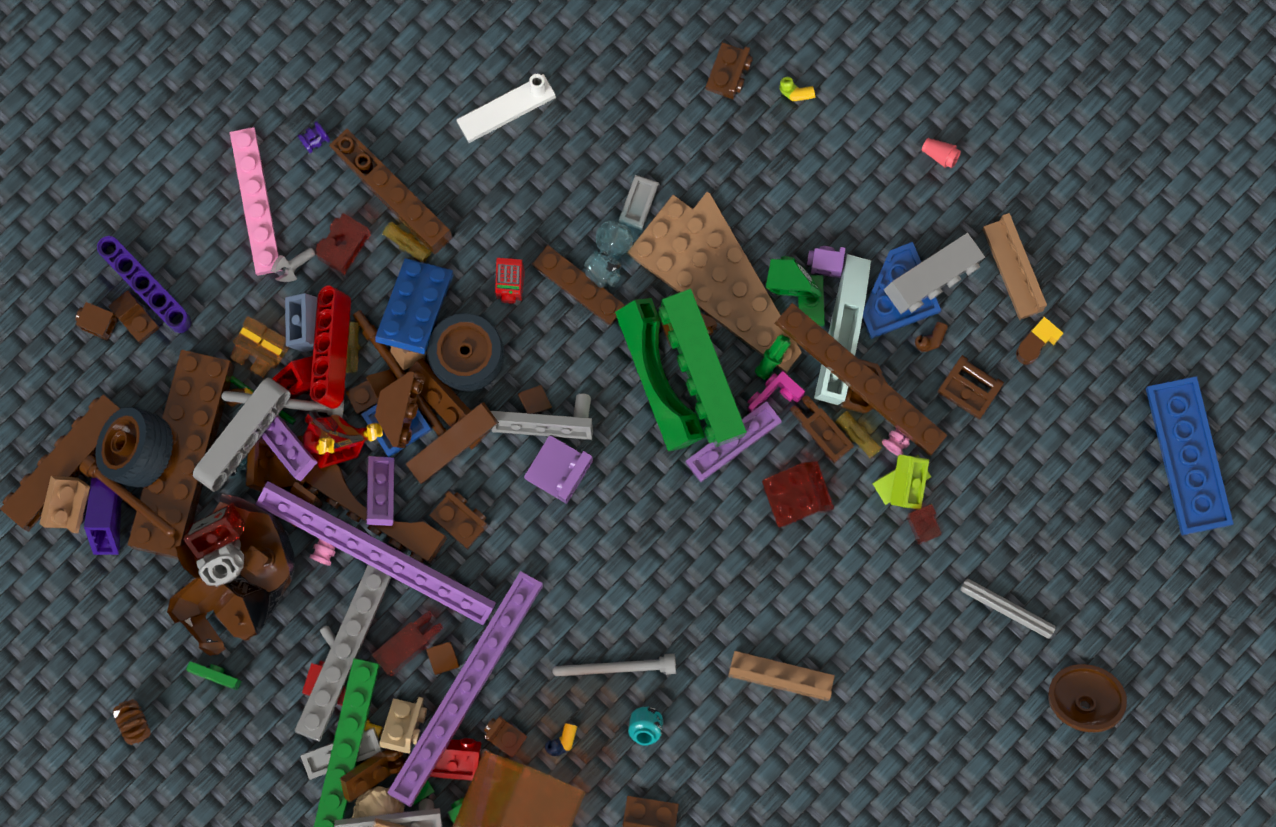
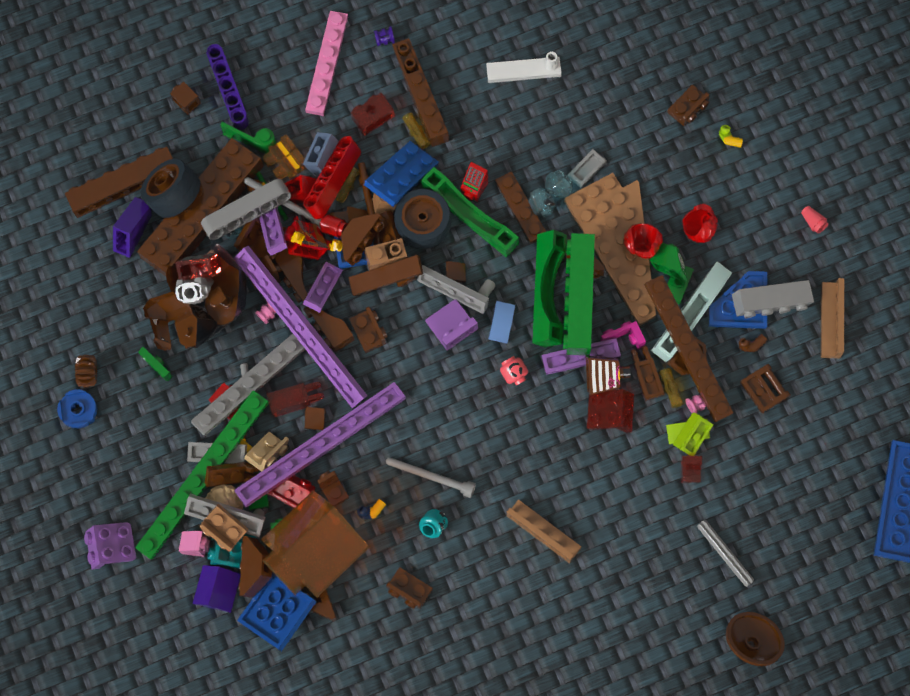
camera: 25 degrees right, 5 degrees down
(65, 503) = (108, 207): medium nougat bracket -> none
(90, 469) = (135, 191): reddish brown piece -> none
(127, 769) = (69, 402): none -> blue plate
(133, 317) = (211, 106): reddish brown slope -> none
(221, 337) = (261, 141): none -> green door
(291, 265) = (332, 113): light grey bar -> none
(359, 408) = (332, 225): none -> red brick
(440, 417) = (385, 253): none -> medium nougat slope
(544, 328) = (490, 230): none -> green arch
(619, 440) = (501, 322): none -> medium blue slope
(660, 494) = (514, 370): none -> coral head
(748, 267) = (643, 240): none -> red hair
(771, 452) = (604, 373): none -> reddish brown torso
(773, 356) = (633, 309): green axle -> none
(807, 216) = (700, 223): none -> red hair
(826, 261) = (700, 260): medium lavender brick -> none
(1031, 346) = (827, 375): leg -> none

